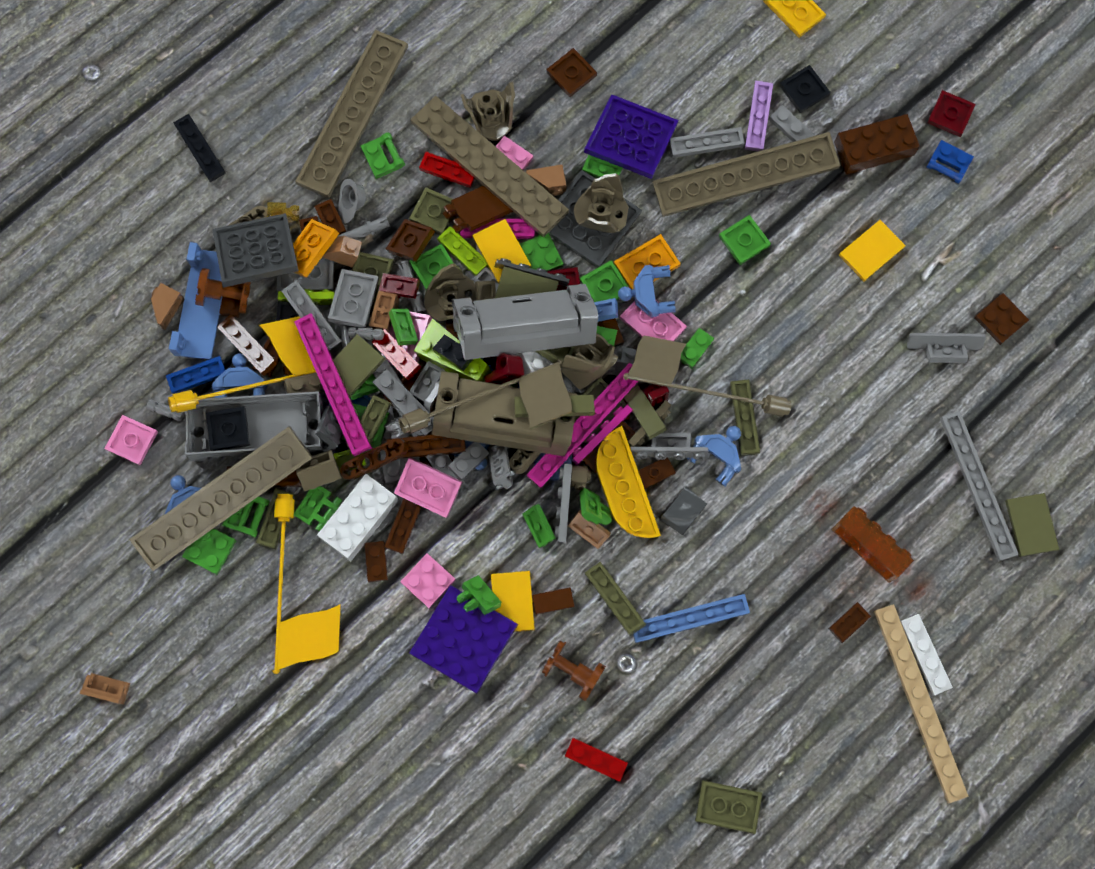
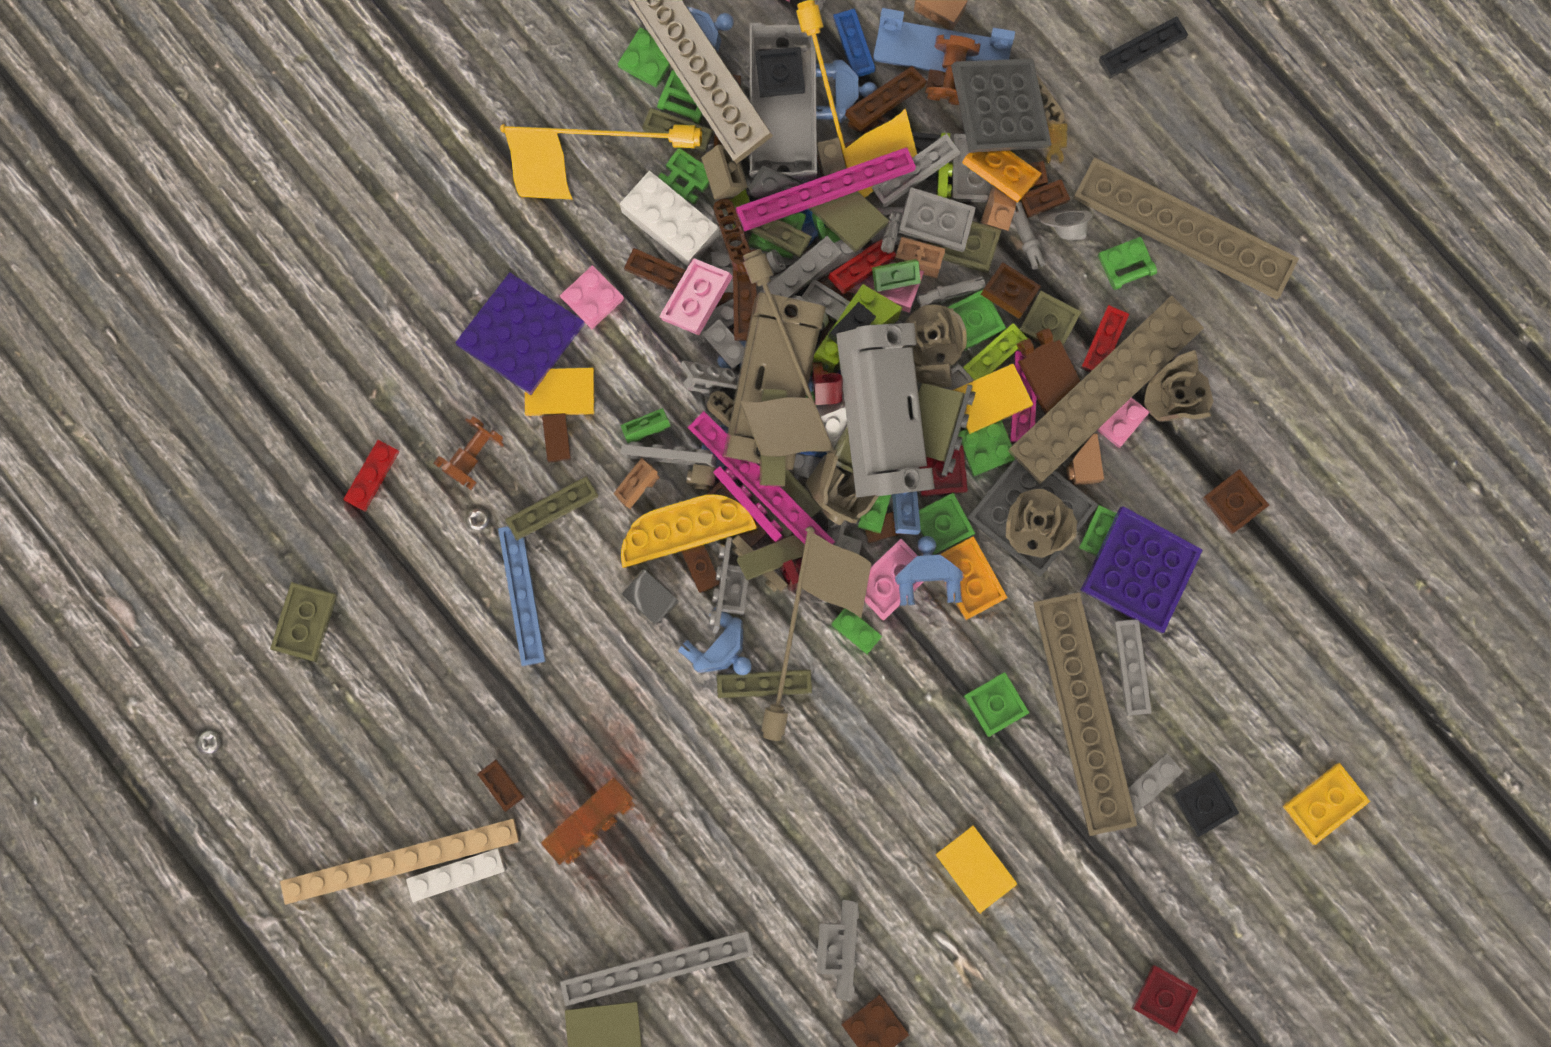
camera: 95 degrees right, 5 degrees up
(376, 561) = (618, 240): reddish brown plate -> none
(399, 285) = (950, 273): dark red plate -> none
(480, 594) = (568, 353): bright green hinge -> none
(592, 509) = (659, 487): bright green hinge -> none
(758, 116) = (1167, 739): lavender plate -> none
(876, 144) = (1122, 891): reddish brown brick -> none
(951, 157) = (1102, 993): blue plate -> none

